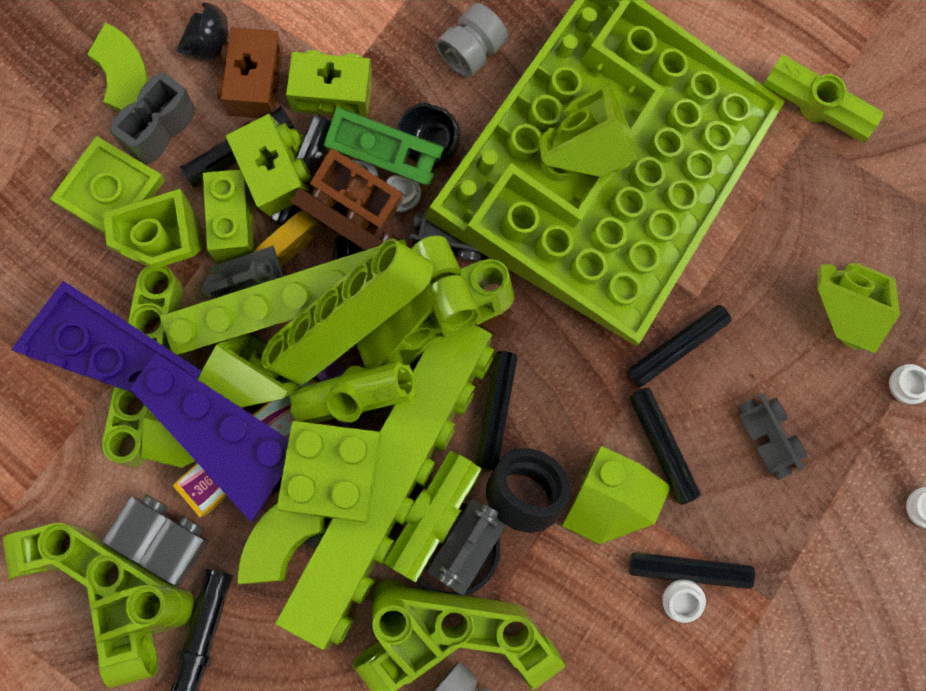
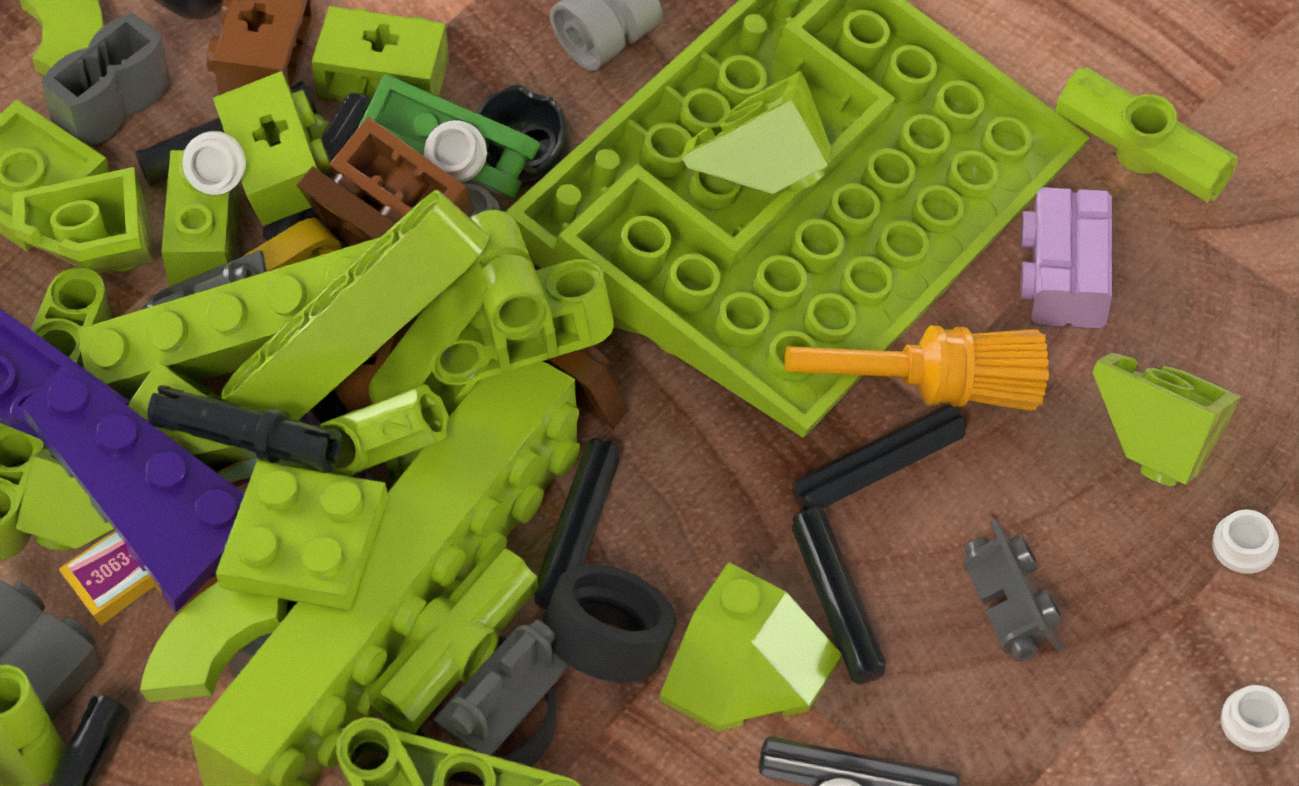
camera: 10 degrees right, 20 degrees down
(232, 188) = (214, 162): none -> white plate
(298, 400) = (267, 433): none -> black pin
(390, 161) = (457, 149): none -> white plate
(722, 285) = (948, 366): none -> light orange piece
(784, 192) = (1069, 257): none -> lavender brick

